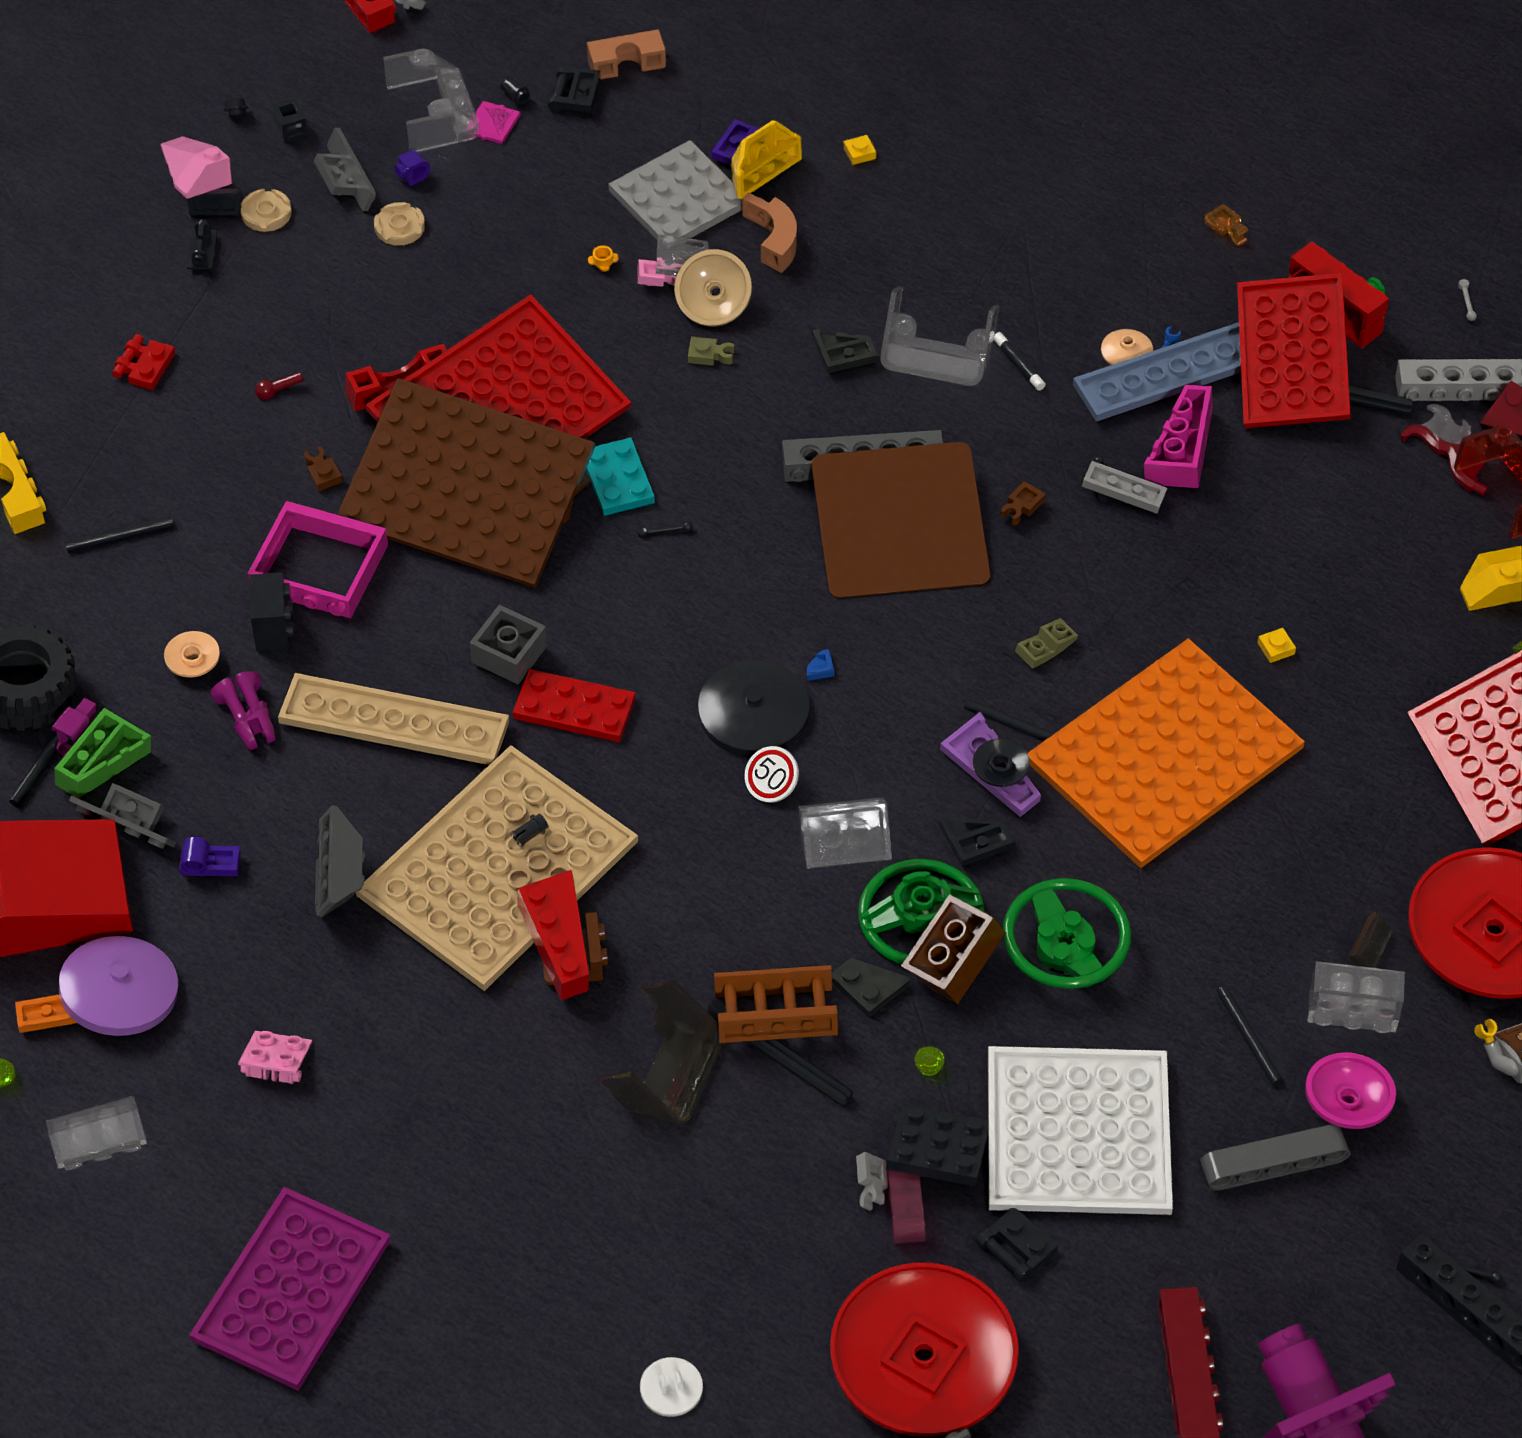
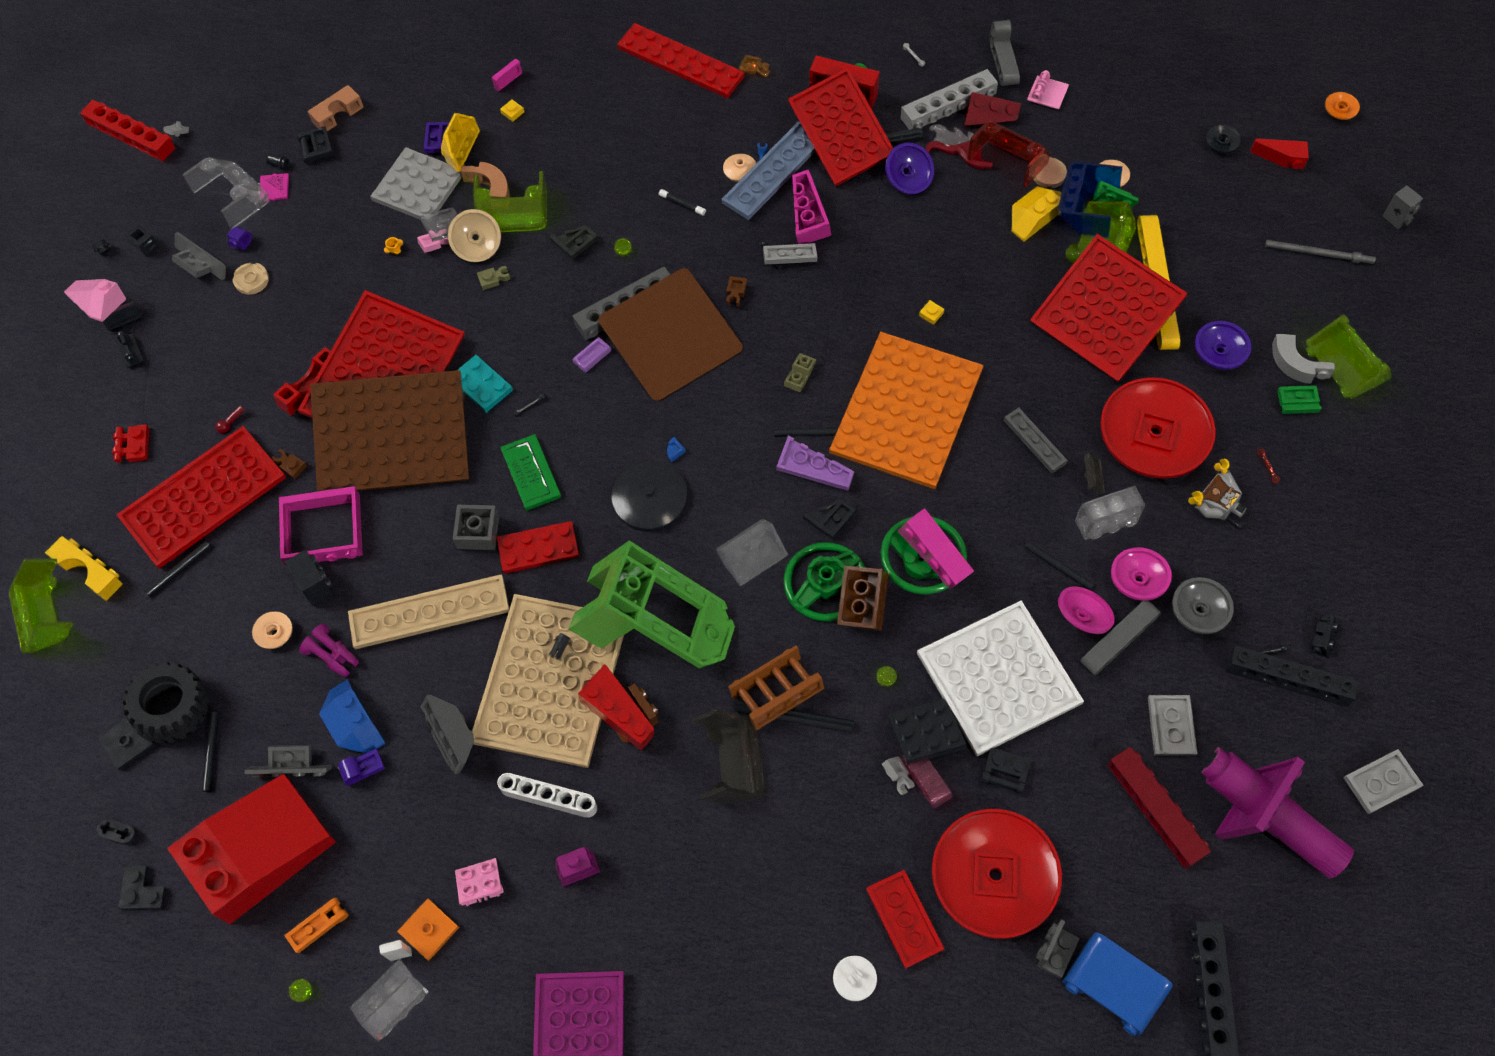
camera: 25 degrees left, 10 degrees up
(73, 724) = (222, 721): magenta piece -> none
(101, 753) = (248, 729): bright green wedge -> none
(118, 985) = (348, 888): medium lavender dish -> none
(133, 1077) = (395, 950): none -> white tile
(185, 1079) = (428, 929): none -> orange plate
(194, 461) = (201, 497): none -> red plate
(226, 801) = (349, 720): none -> blue wedge
(266, 210) = (158, 306): tan tile -> none
(403, 1090) = (576, 866): none -> magenta torso
(418, 1007) = (540, 788): none -> white beam
(617, 611) = (530, 472): none -> green tile
(641, 789) = (625, 586): none -> bright green bracket
(771, 774) = (686, 535): piece -> none
(774, 1348) = (904, 919): none -> red plate
(782, 502) = (591, 354): none -> medium lavender tile
(785, 282) = (515, 213): none -> clear neon green windscreen
(868, 985) = (821, 644): pearl dark grey wing -> none
(878, 100) = (507, 75): none -> dark pink tile
(903, 384) = (622, 247): none -> clear neon green plate
(932, 358) = (631, 222): clear windscreen -> none
(1001, 754) = (822, 456): black dish -> none
(1080, 926) = (935, 548): none -> dark pink wedge
(1130, 176) = (681, 60): none -> red plate
(1245, 1100) = (1086, 610): none -> dark pink dish
(1276, 1294) = (1172, 725): none -> light grey tile
(1316, 866) = (1035, 440): none -> dark grey plate
(1375, 440) = (916, 163): none -> dark purple dish
(1413, 1154) = (1203, 595): none -> dark grey dish

